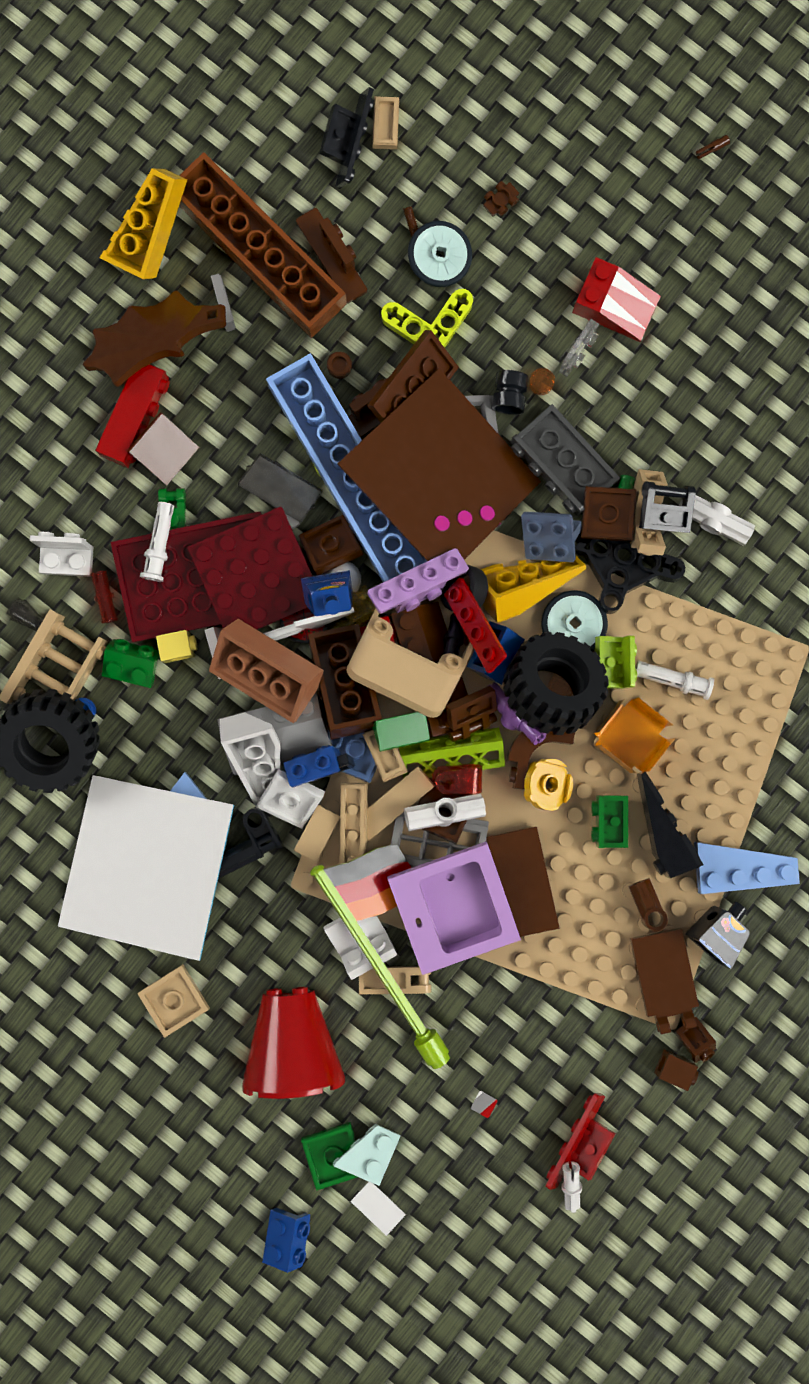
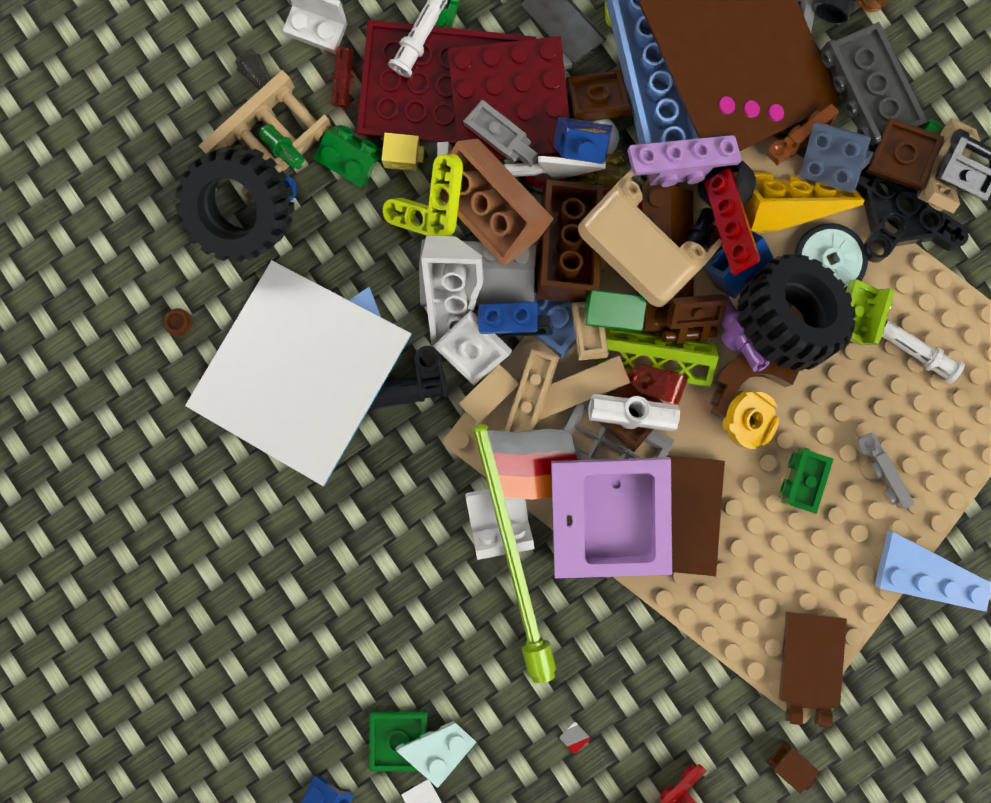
camera: 20 degrees right, 0 degrees up
(28, 855) = (178, 322): none -> reddish brown plate
(70, 677) = (281, 146): none -> green axle
(173, 1000) = (281, 522): tan plate -> none
(225, 697) = (431, 214): none -> neon yellow beam
(255, 608) = (500, 134): none -> light grey hinge
(291, 1048) = (389, 611): red cone -> none
(371, 983) = (497, 571): tan plate -> none
(513, 526) = (799, 136): none -> dark orange hinge
(633, 736) = (858, 393): light orange piece -> none
(648, 902) = (819, 578): reddish brown piece -> none
(670, 847) = (861, 524): black wedge -> none
(673, 790) = (884, 469): none -> light grey hinge
(697, 1041) = (825, 745): reddish brown bracket -> none
(721, 933) = (886, 638): torso -> none

